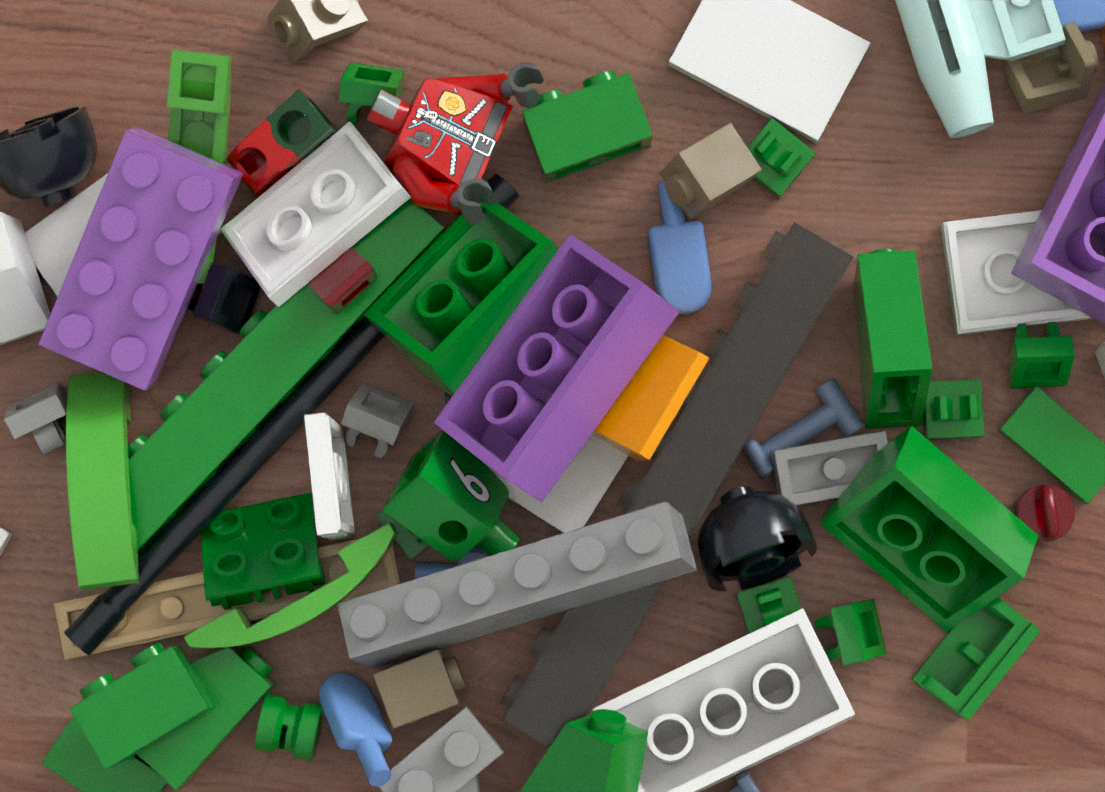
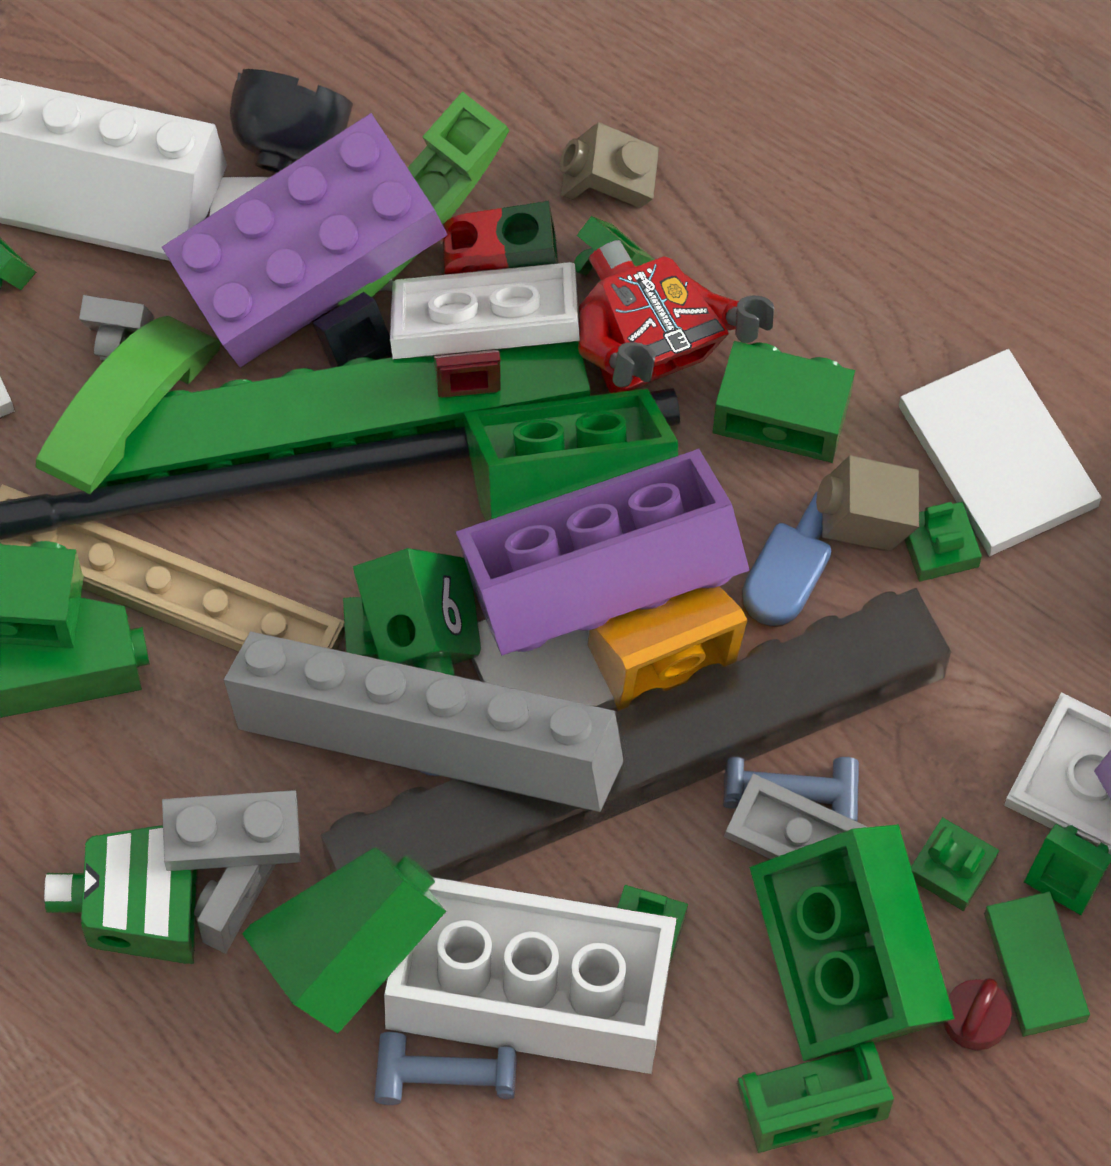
camera: 30 degrees right, 20 degrees down
(236, 629) = (305, 612): bright green slope -> none
(261, 550) = (227, 553): green hinge -> none
(302, 732) = (123, 722): green wheel -> none
(329, 477) = (326, 514): white tile -> none
(357, 723) = (189, 749): medium blue piece -> none
(376, 415) = (412, 514): light grey tile -> none
(420, 687) = (267, 759): dark tan brick -> none
(752, 539) = (673, 841): black cylinder -> none
(856, 631) = (713, 993): green tile -> none
(891, 339) = (936, 751): green slope -> none

